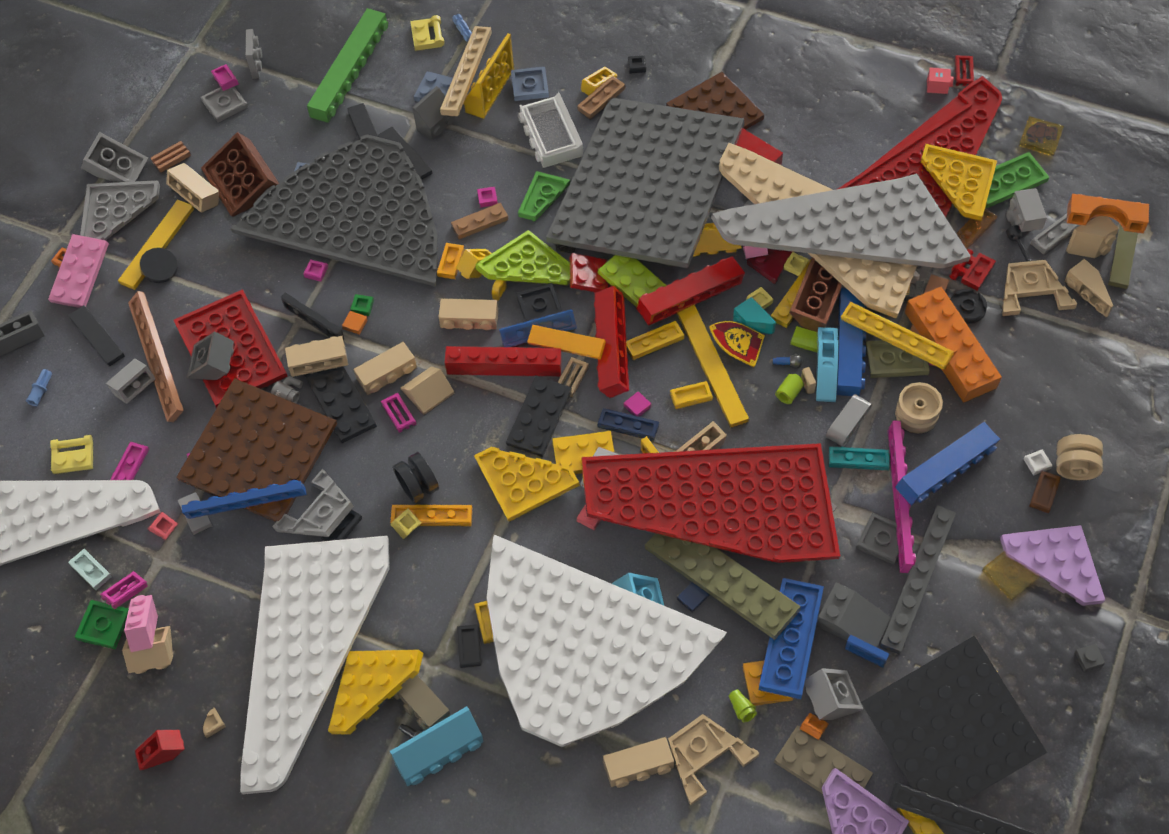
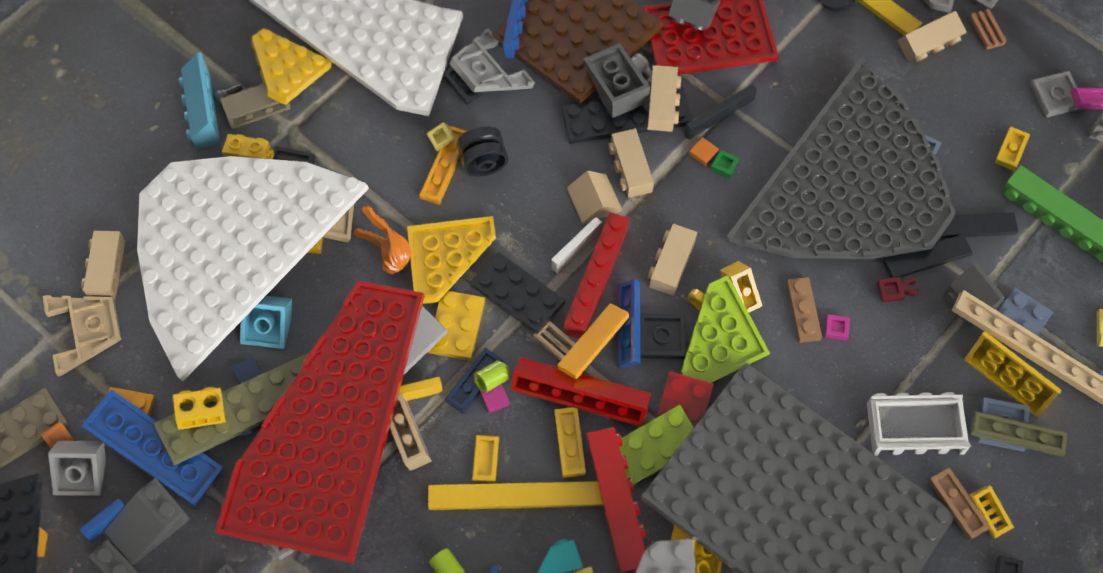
camera: 105 degrees right, 5 degrees up
(239, 174) = (940, 86): copper slope -> none
(287, 119) = (1012, 148): none -> yellow plate
(310, 391) = (617, 80): none -> dark grey slope
(315, 270) = (786, 131): dark pink tile -> none
(405, 425) = (577, 168): dark pink tile -> none
(441, 166) = (893, 290): none -> dark red plate
(449, 261) = (760, 264): light orange plate -> none
(477, 682) = (243, 146): none -> yellow brick
(479, 385) = (571, 249): none -> white tile
(536, 71) = (1019, 433): none -> olive tile
(536, 519) = (394, 249): none -> orange hair
(541, 194) = (820, 385): bright green wing -> none
(624, 405) = (491, 376): none -> lime brick
(738, 340) = (532, 533): shield -> none
(742, 706) = (110, 377): lime cone -> none
(752, 596) = (199, 414): none -> yellow brick

